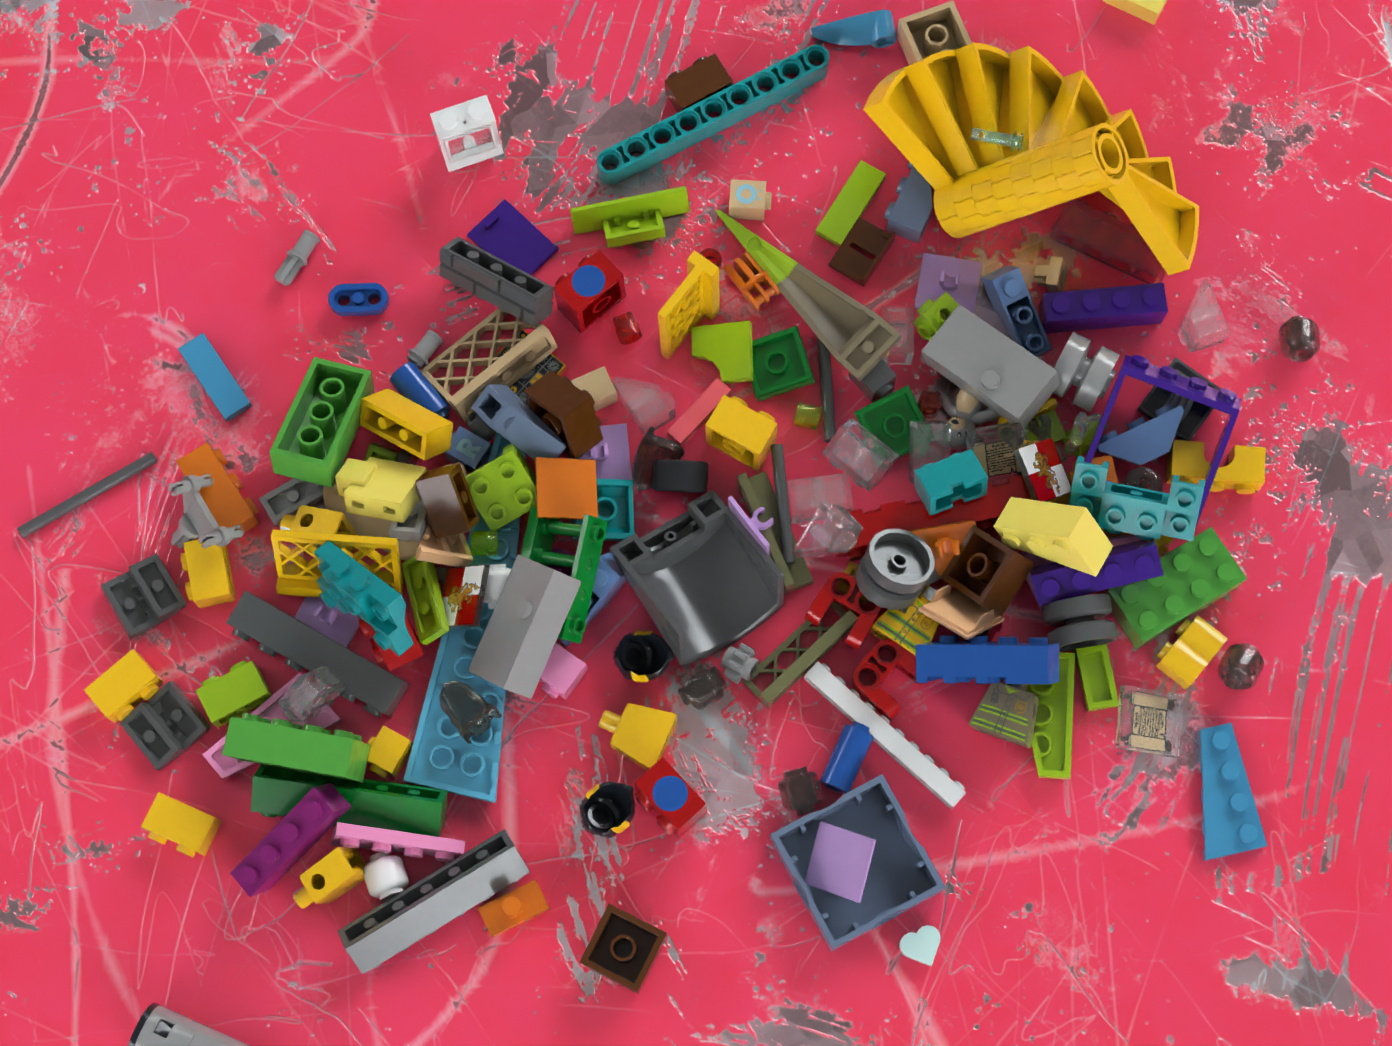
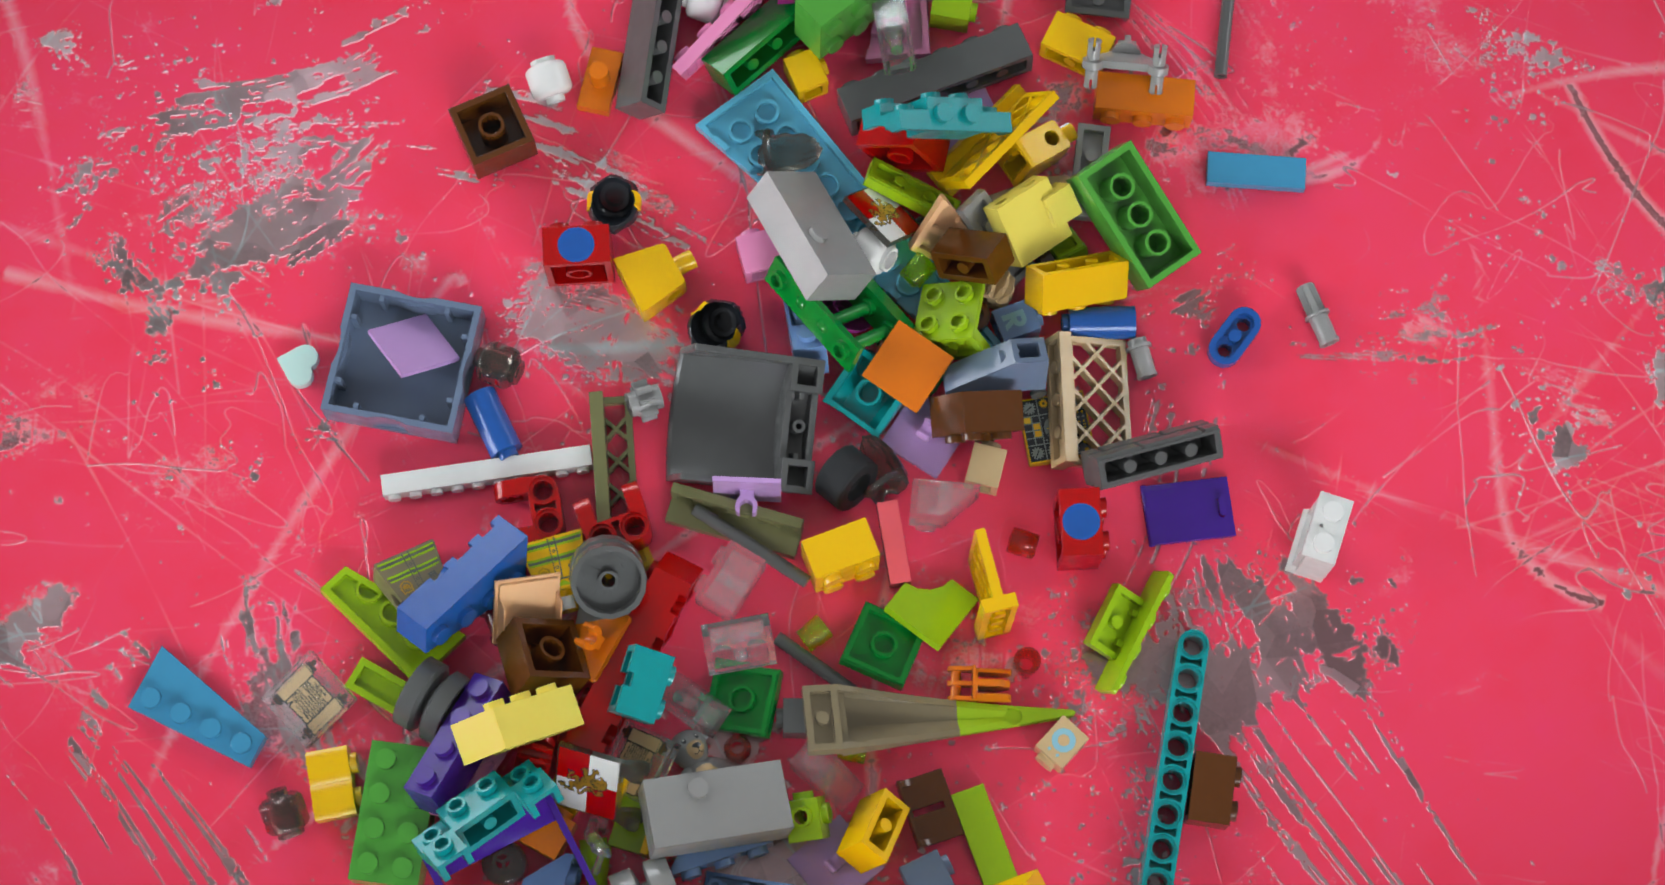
camera: 125 degrees right, 0 degrees up
(546, 945) = (548, 80): none -> white head
(702, 686) = (651, 356): clear smoke head -> none
(828, 533) = (687, 553): clear slope -> none
(911, 265) = (873, 830): none -> yellow brick

